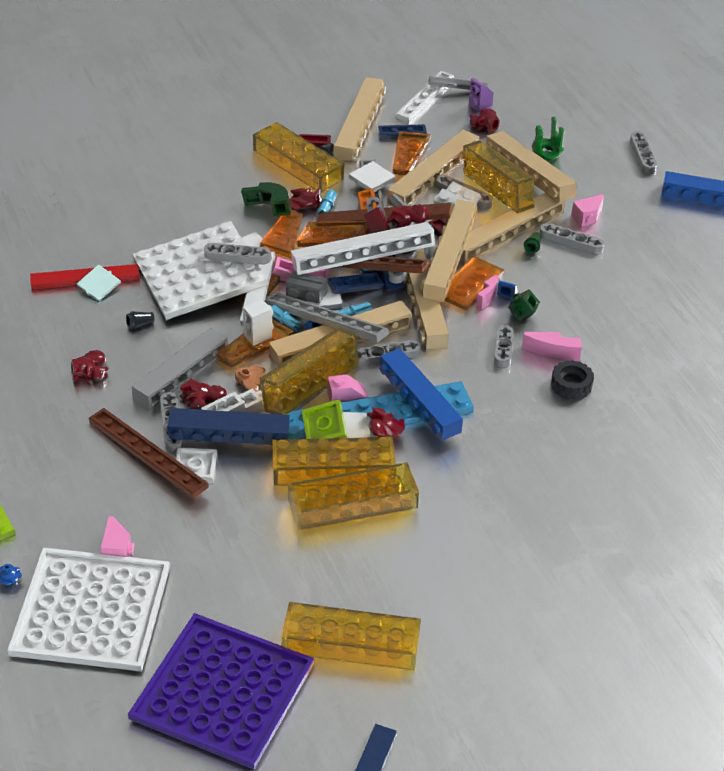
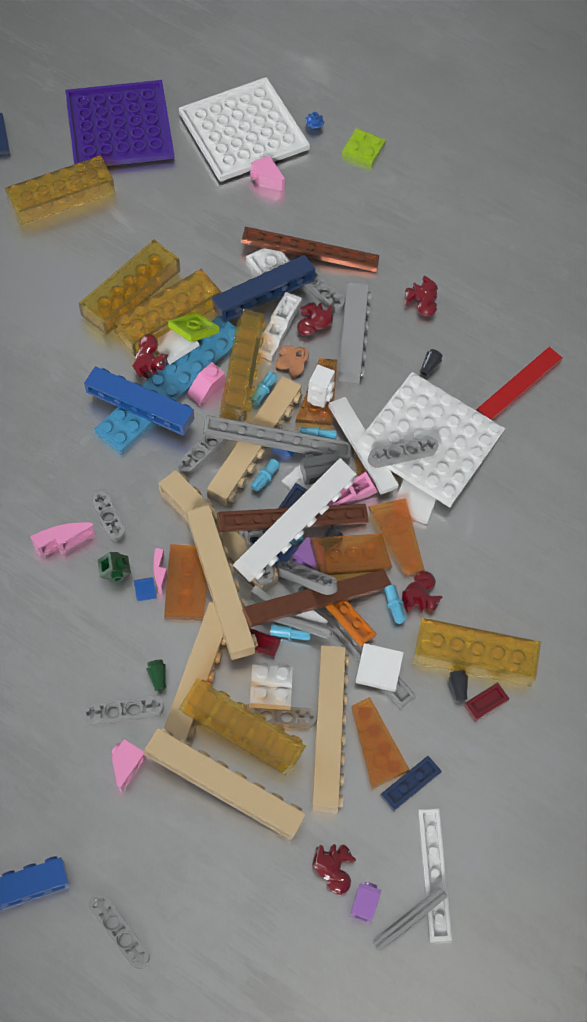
camera: 145 degrees right, 20 degrees up
(98, 283) = (499, 380): light aqua piece -> none
(268, 193) = (442, 568): dark green arch -> none
(359, 119) = (469, 769): tan brick -> none
(376, 220) = (306, 565): dark red tile -> none
(405, 215) = (287, 585): dark red animal -> none
(553, 144) = (226, 834): green piece -> none
(572, 390) = (17, 495): black tyre -> none

